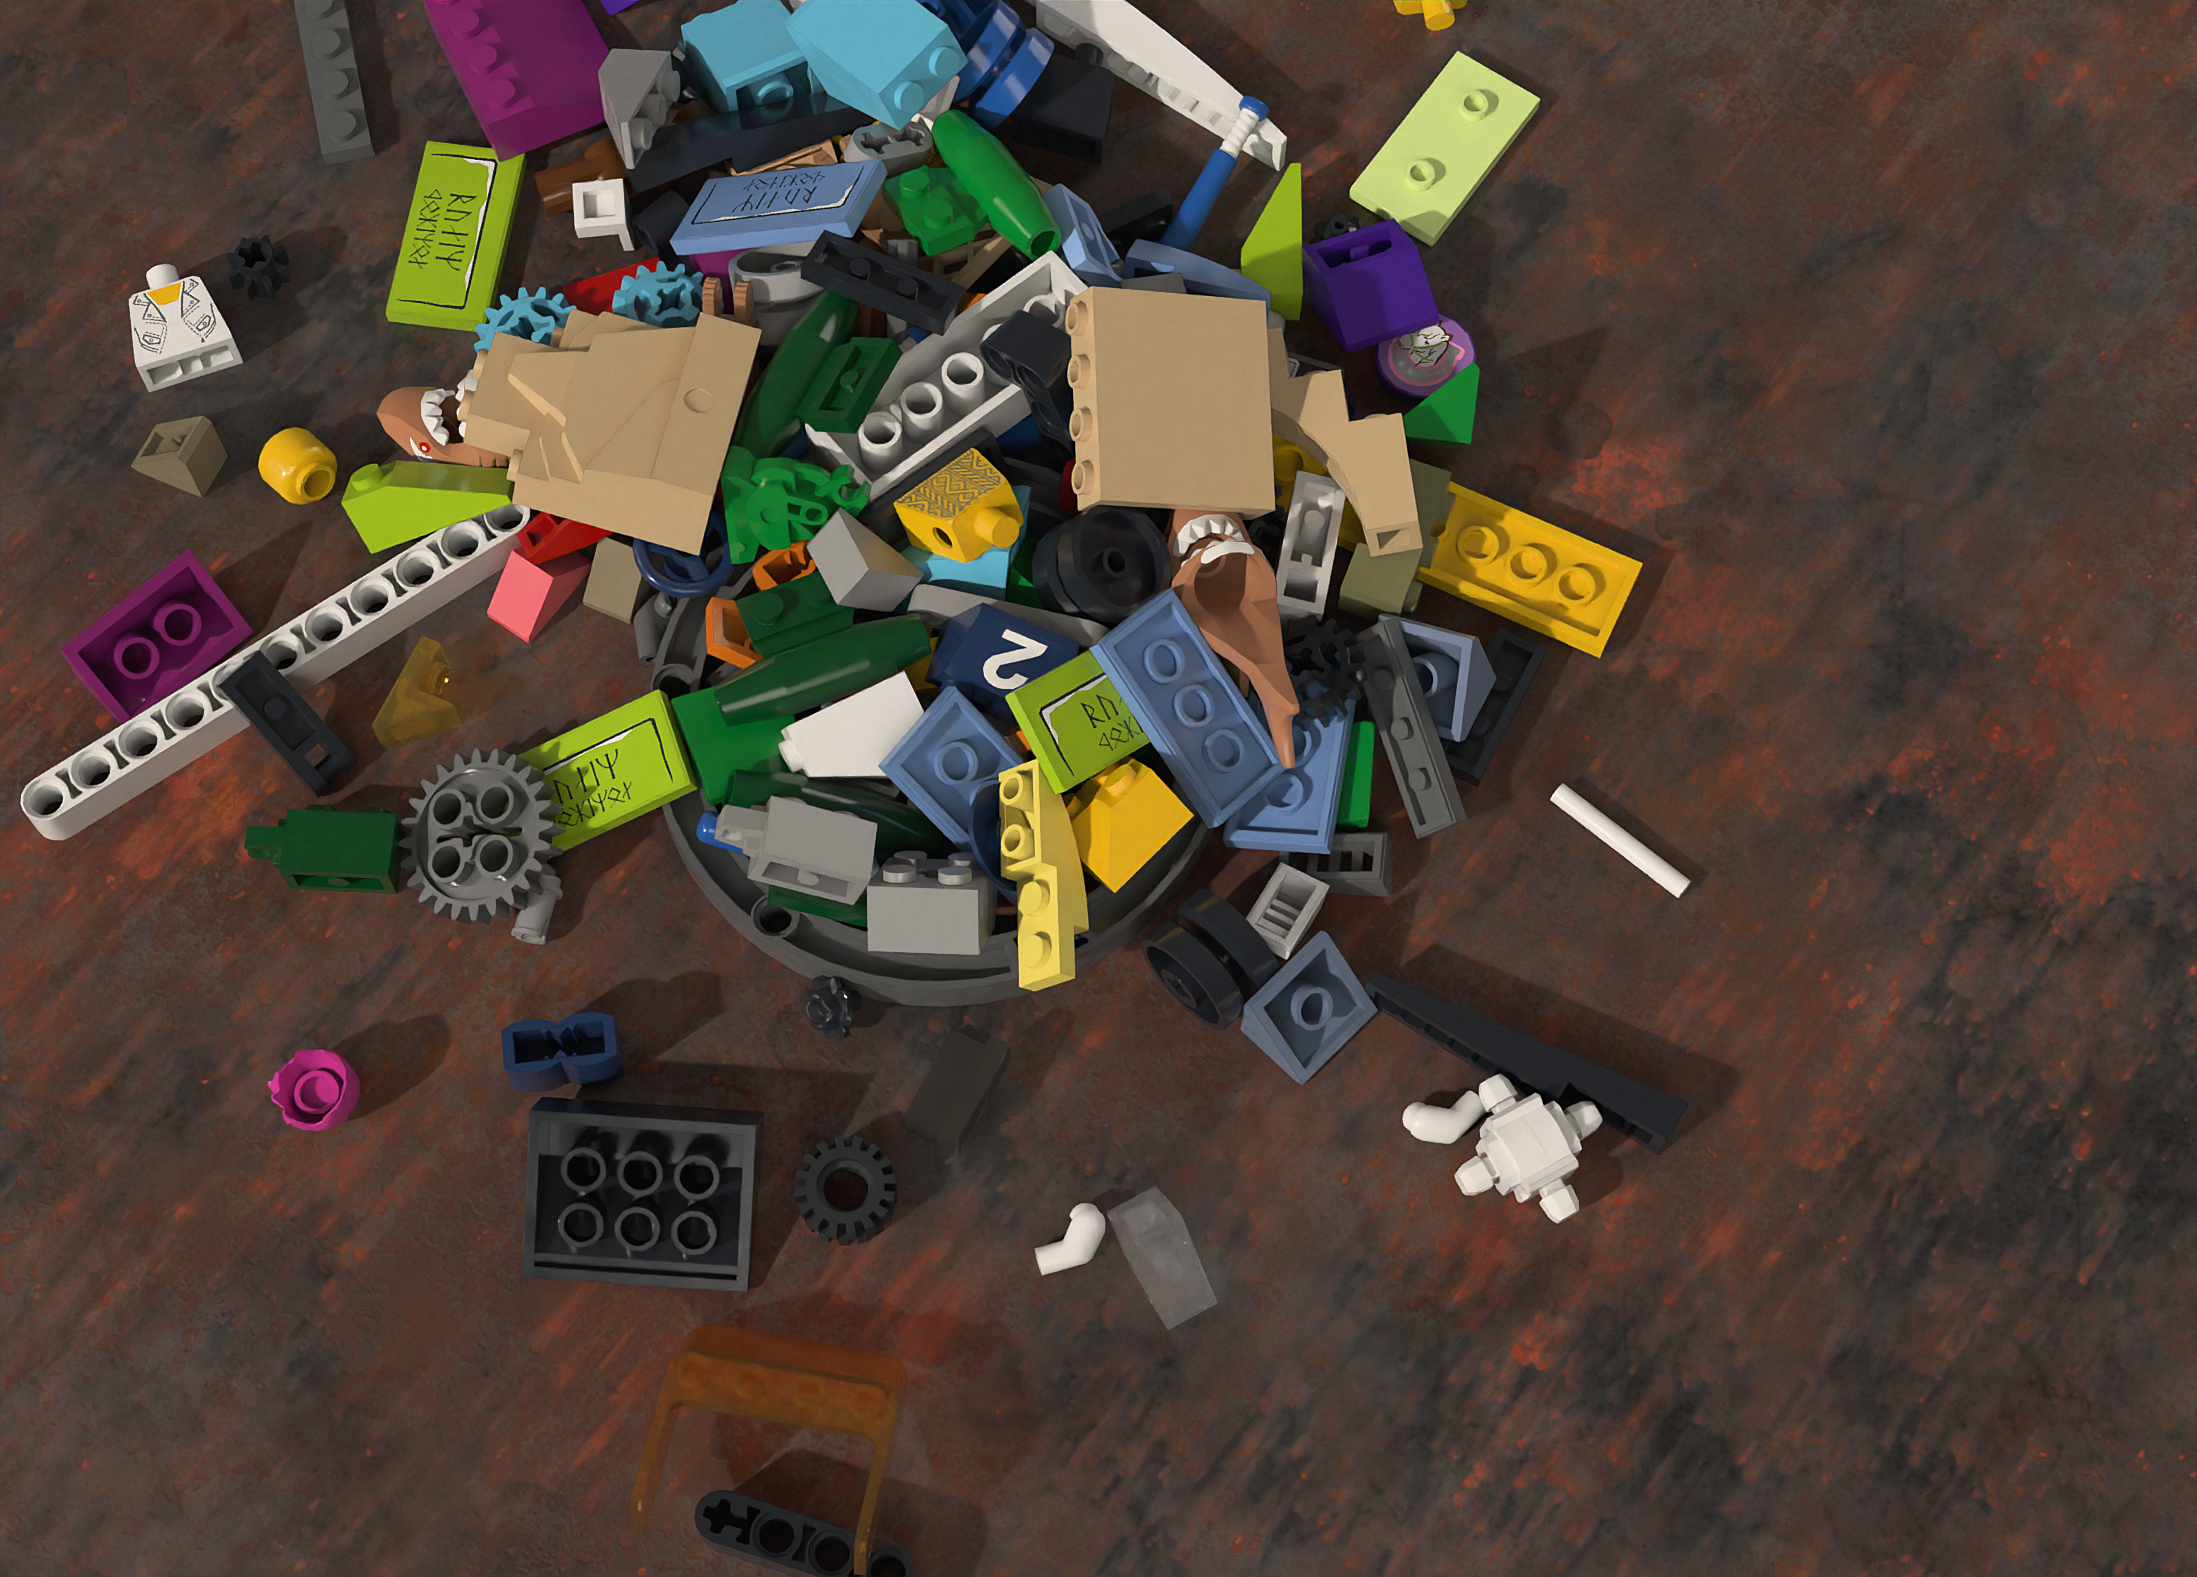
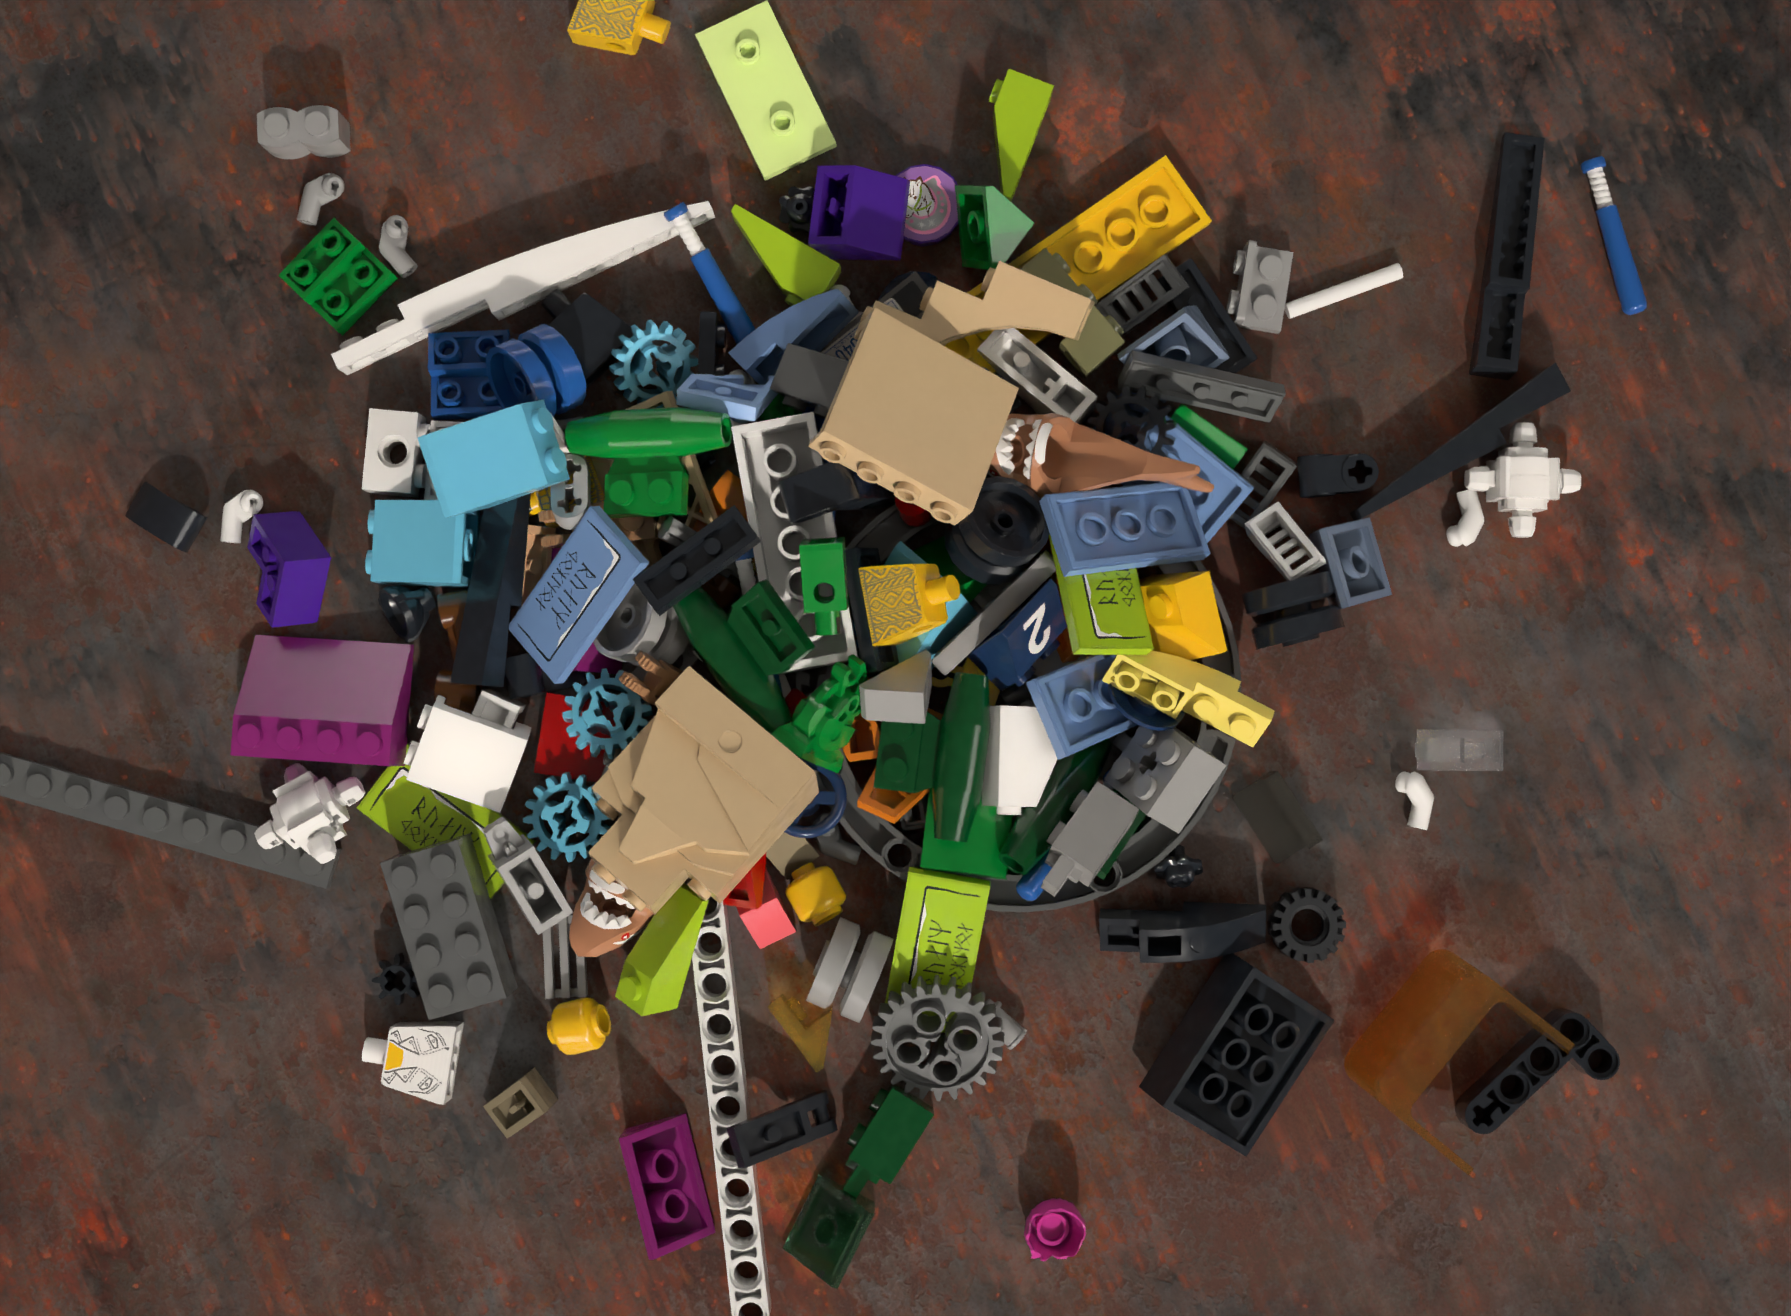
camera: 55 degrees left, 20 degrees up
(190, 850) = (829, 1230): none -> clear green slope
(343, 280) = (449, 926): none -> dark grey brick
(354, 418) = (549, 965): none -> light grey tile
(396, 91) = (309, 813): none -> white piece
(439, 319) = (525, 876): none -> light grey hinge
(510, 695) = (846, 968): none -> light grey wheel
(543, 204) = (466, 755): none -> white panel
(549, 1054) = (1114, 1071): dark blue brick -> none
(581, 630) = (815, 894): none -> yellow head
(636, 96) = (423, 648): light grey slope -> none
(757, 1051) = (1193, 934): none -> black slope
(936, 401) = (824, 562): none -> green torso
(1089, 156) = (639, 370): none -> medium azure gear
(1397, 930) = (1328, 474): none -> black piece
(1442, 600) = (1171, 274): none -> dark grey slope
(1562, 744) = (1260, 288): none -> light grey bracket
(1575, 400) = (1016, 120): none -> lime slope
(1777, 1000) = (1508, 258): none -> black slope
(1868, 1126) = (1616, 244): none -> blue piece

